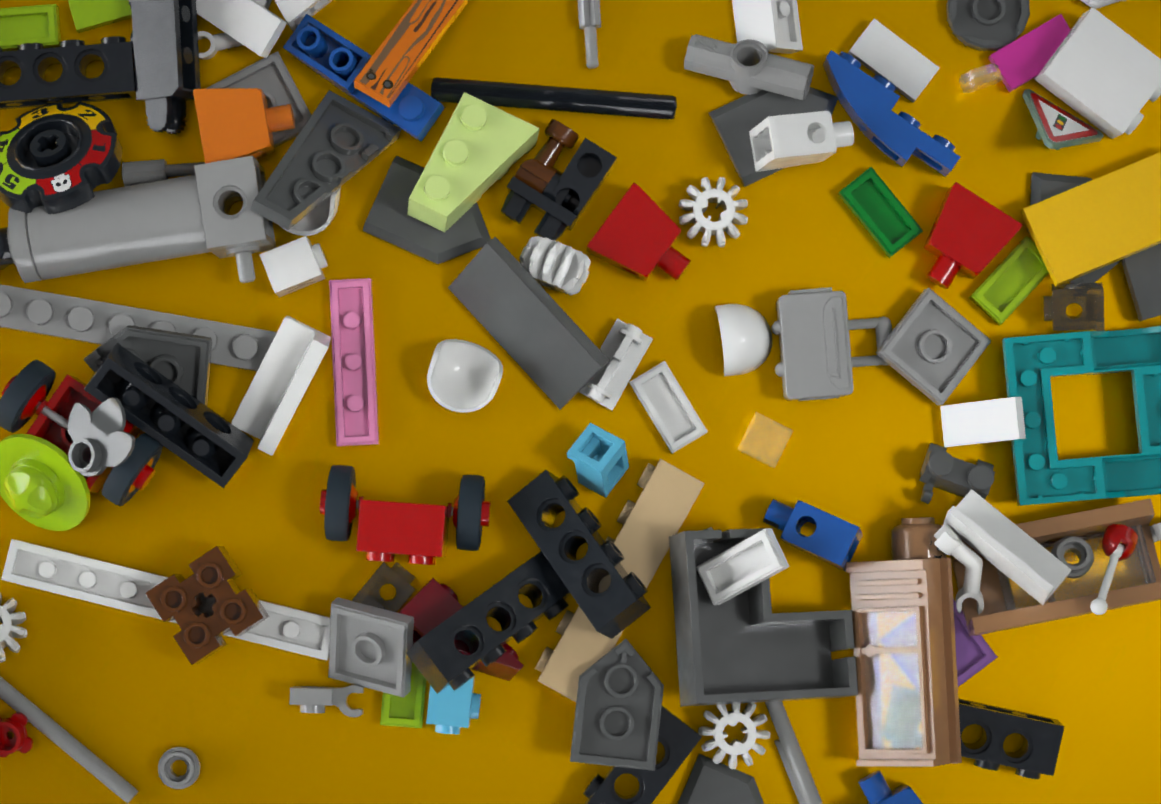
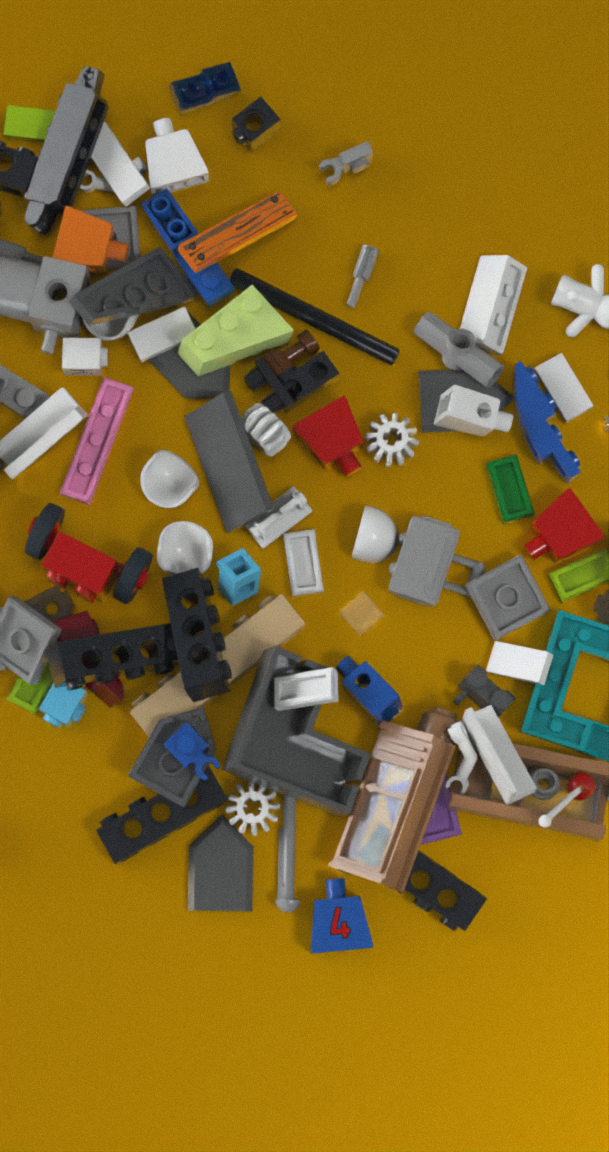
camera: 20 degrees right, 5 degrees down
(378, 198) = (161, 334): none -> white tile
(518, 451) = (184, 547): none -> white helmet
(630, 697) = (189, 747): none -> blue plate

